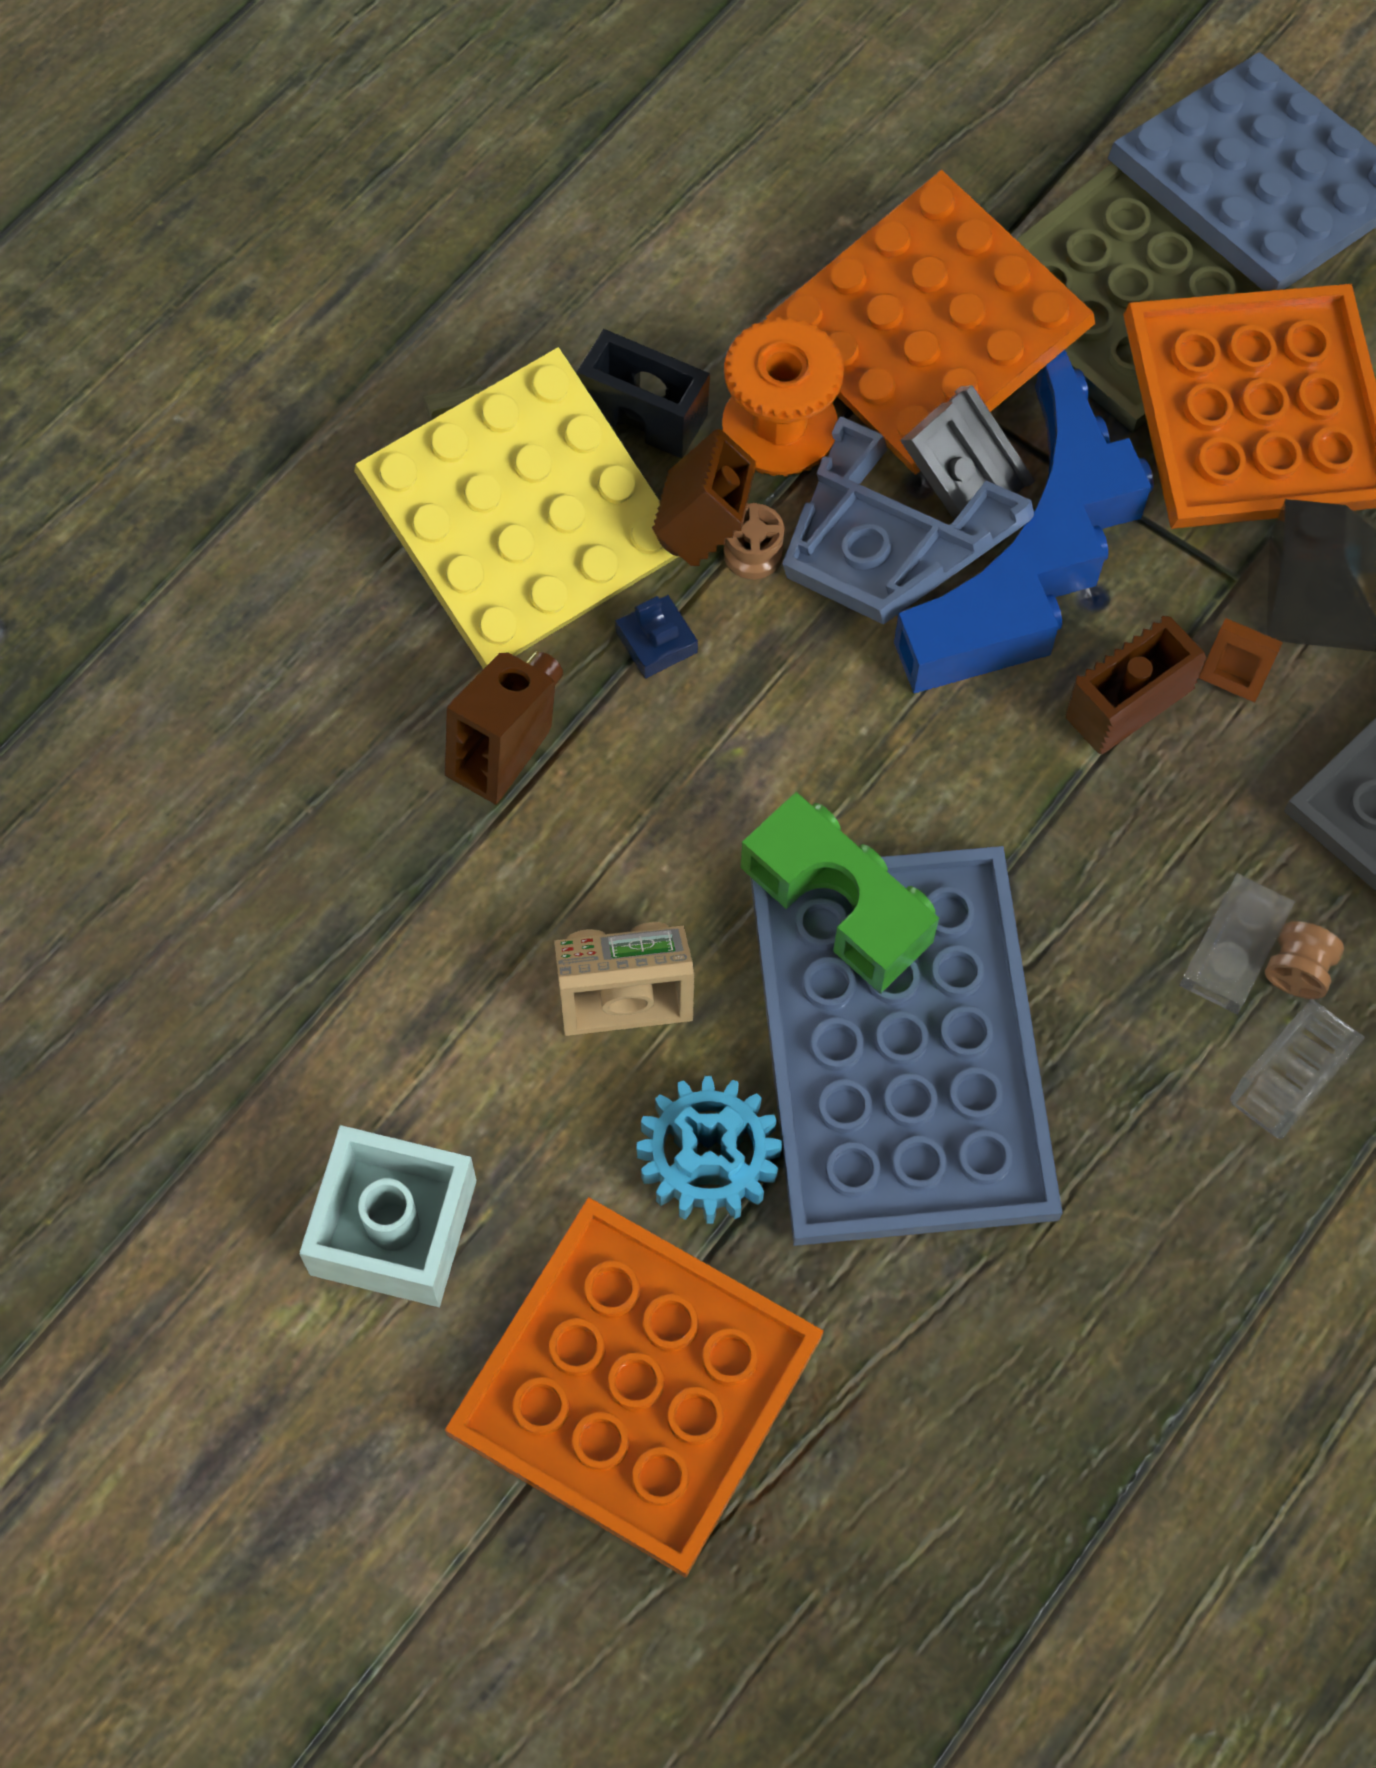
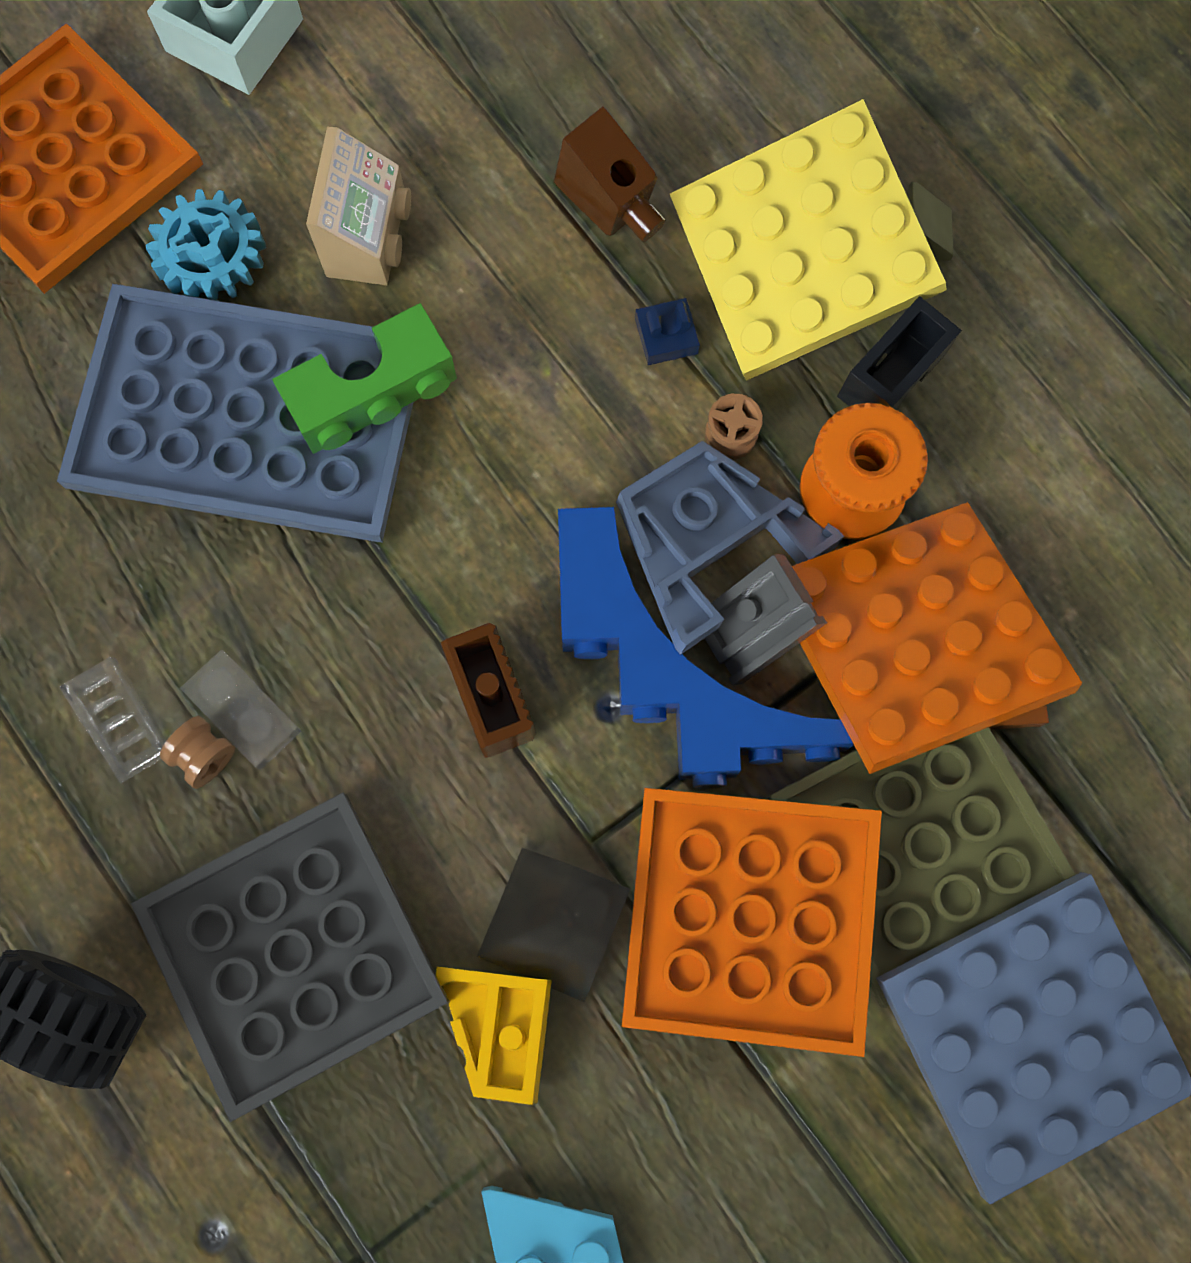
camera: 105 degrees right, 10 degrees up
(704, 498) = (770, 379): reddish brown brick -> none
(1240, 660) = (496, 803): dark orange tile -> none

